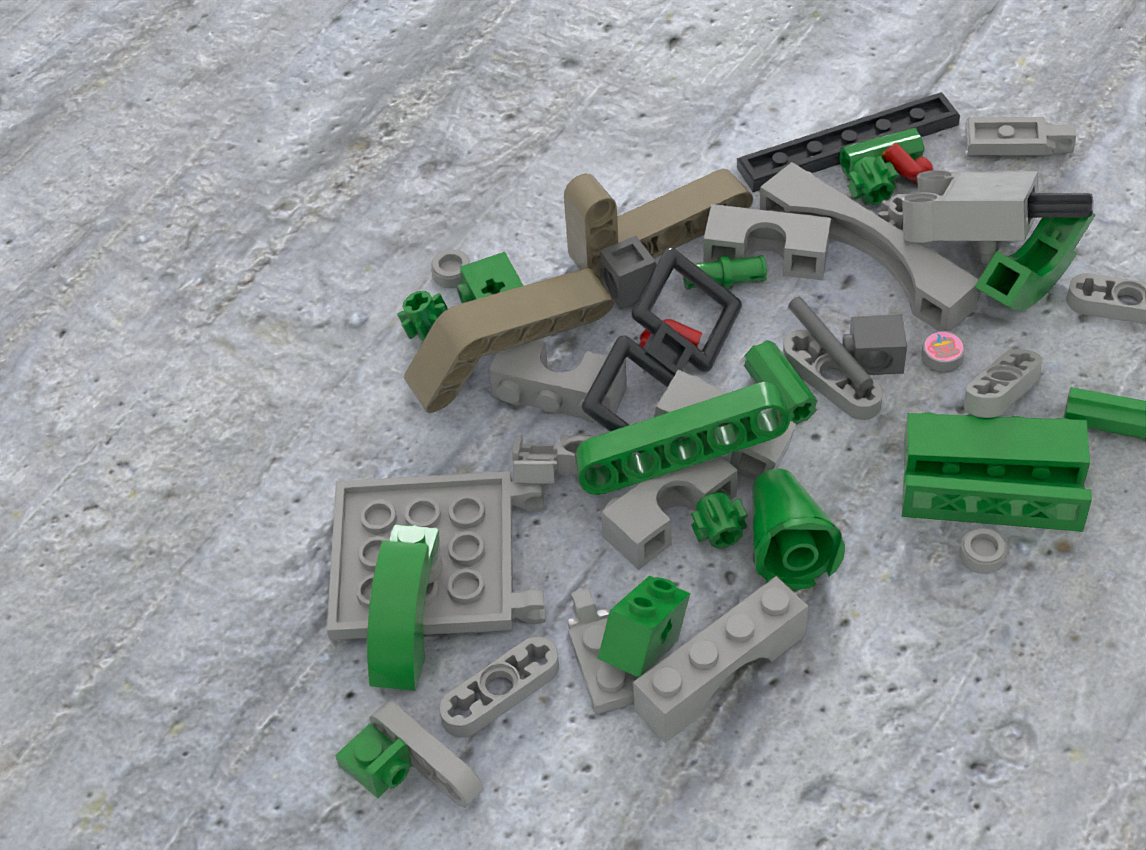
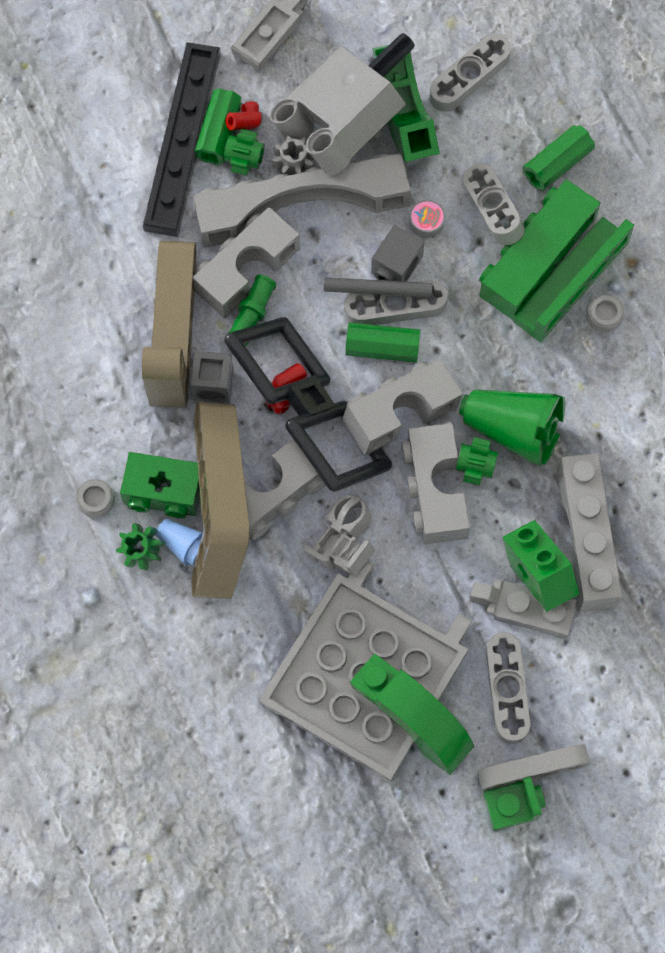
camera: 60 degrees left, 20 degrees up
(703, 440) = (411, 443): green beam -> none

